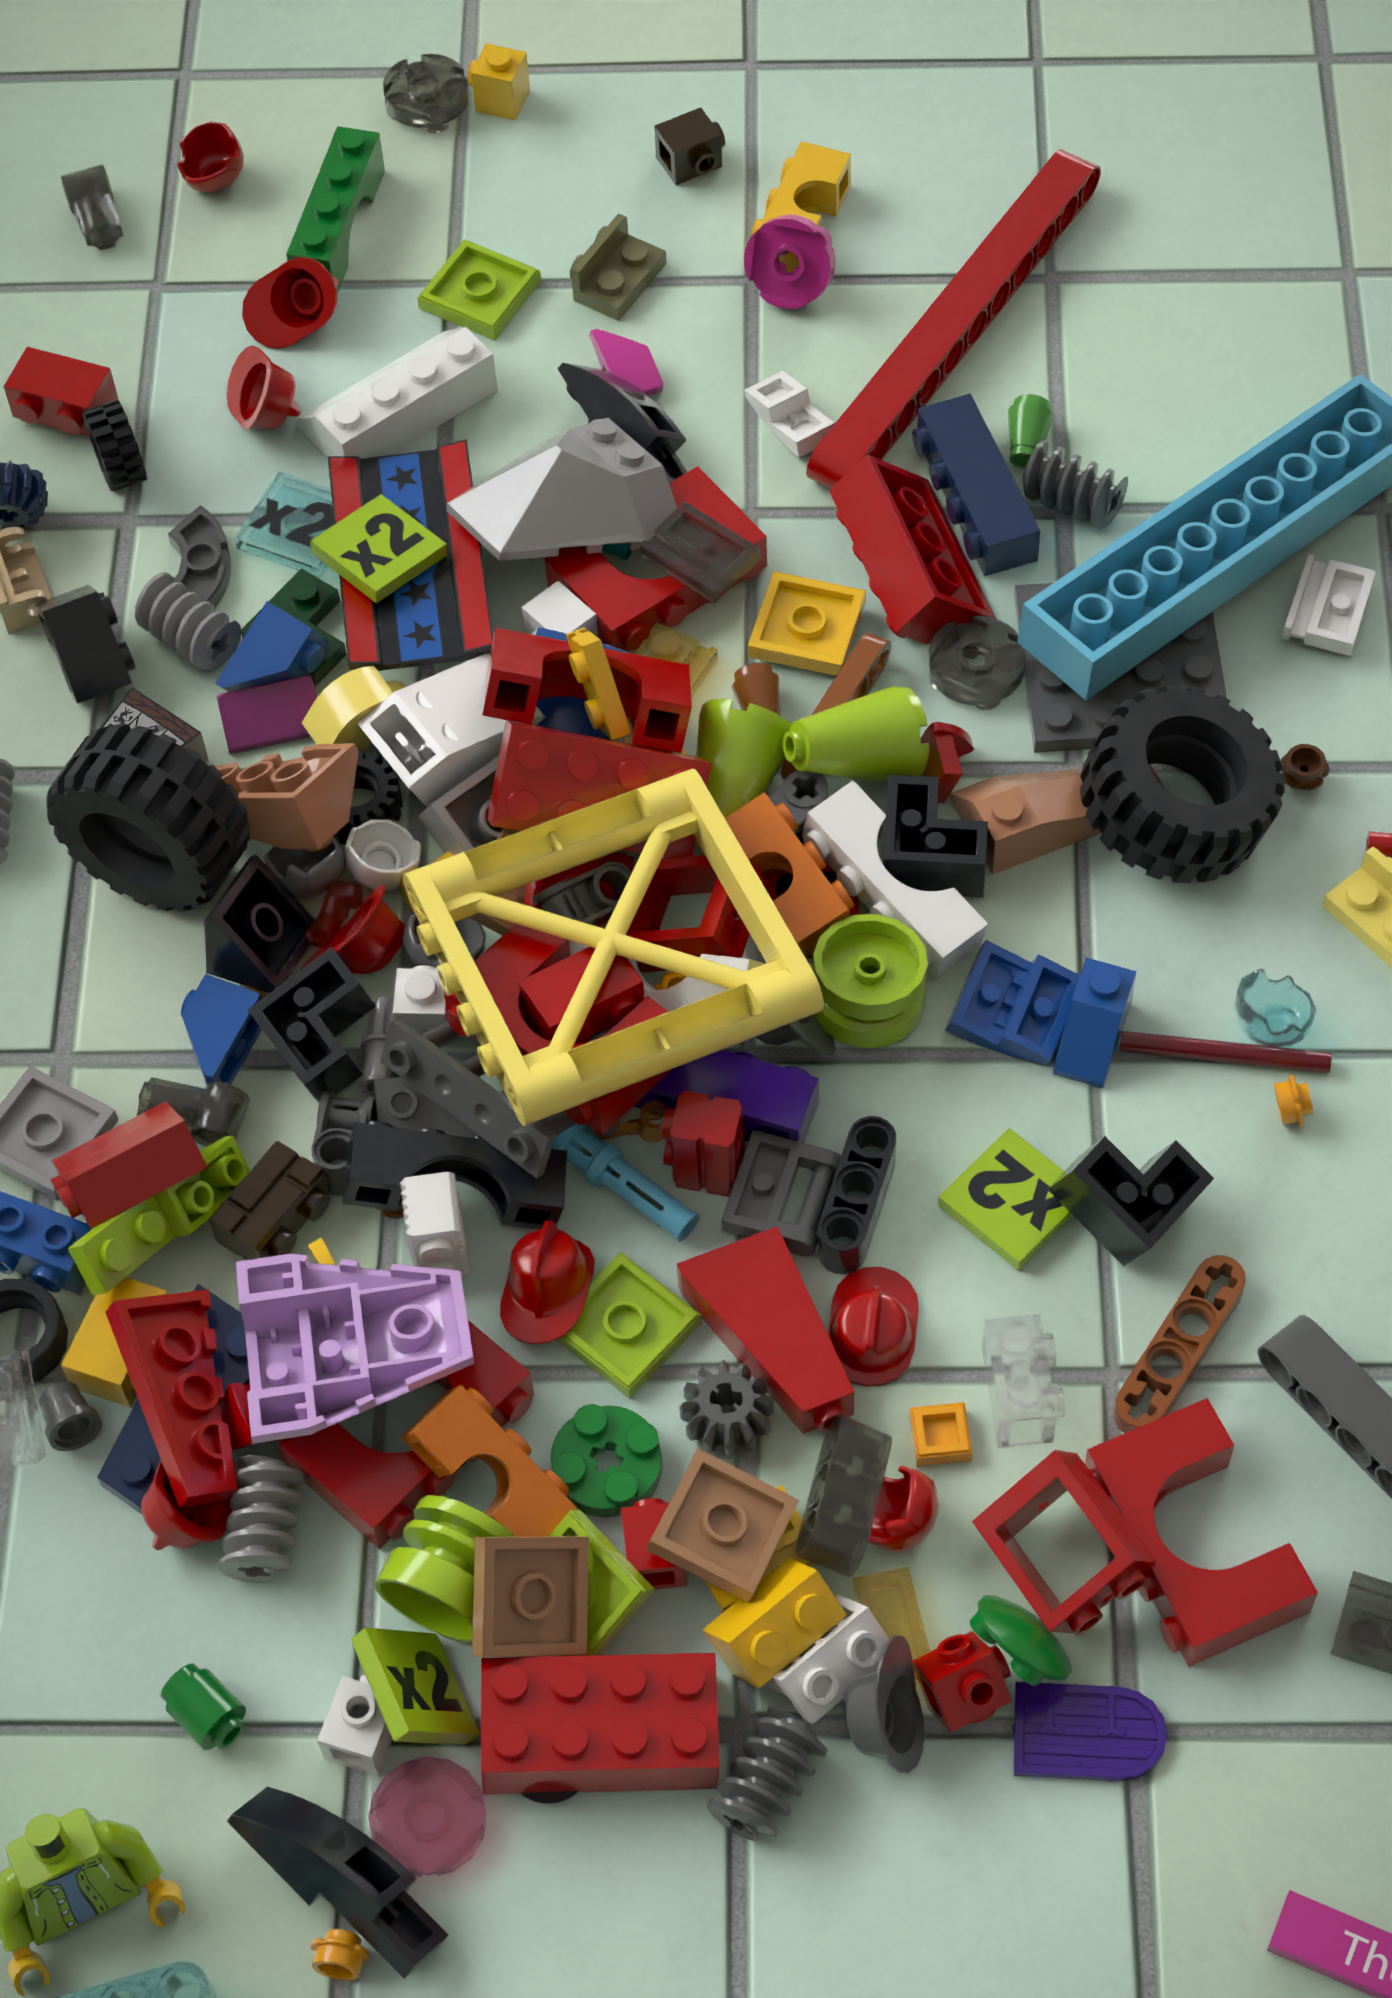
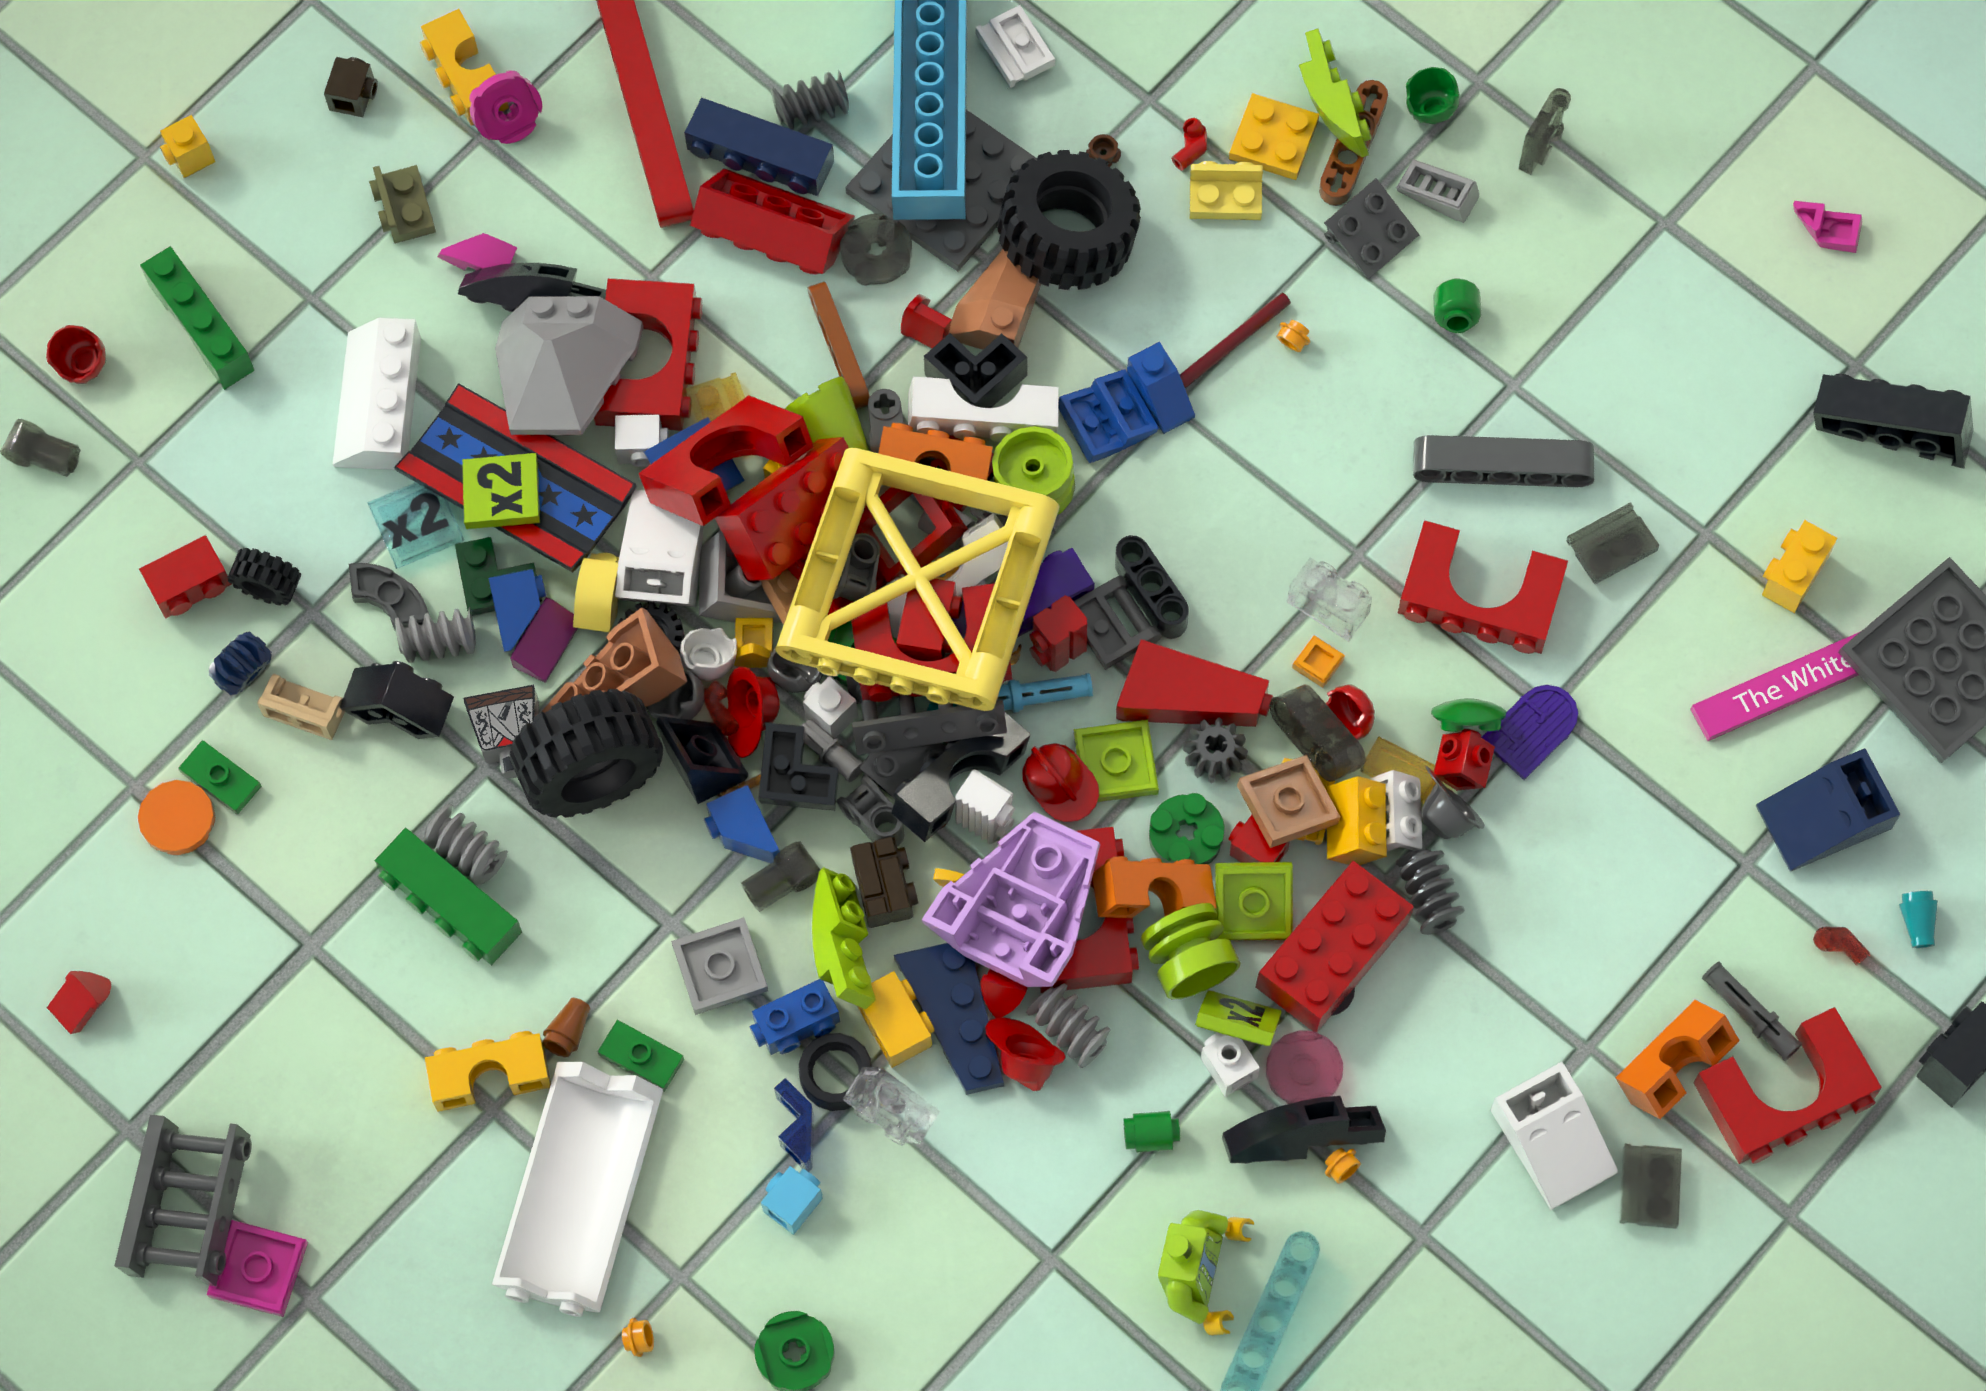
camera: 50 degrees left, 10 degrees up
(68, 1417) = (917, 1077): dark grey piece -> none
(126, 1165) = (800, 932): red brick -> none
(175, 1380) = (970, 1009): red wing -> none
(260, 391) = (297, 467): red piece -> none
(290, 302) = (249, 398): red piece -> none
(428, 110) = (150, 211): clear smoke plate -> none
(479, 289) = (335, 287): lime tile -> none
(530, 1596) = (1248, 921): medium nougat plate -> none
(593, 671) = (731, 451): yellow plate -> none
(700, 552) = (678, 327): clear smoke plate -> none
(757, 685) = (790, 377): dark orange cone -> none
(788, 413) = (605, 200): white slope -> none
(806, 623) = (765, 312): yellow plate -> none
(862, 738) = (887, 346): lime cone -> none
(874, 1325) = (1227, 639): red piece -> none
(1007, 1199) = (1220, 514): lime tile -> none
(1028, 424) = (746, 88): bright green cone -> none
(1029, 1498) = (1479, 673): red window -> none
(1128, 1205) = (1285, 458): black brick -> none
(1177, 1344) = (1376, 508): dark orange beam -> none
(1273, 1010) = (1236, 297): clear light blue hair -> none

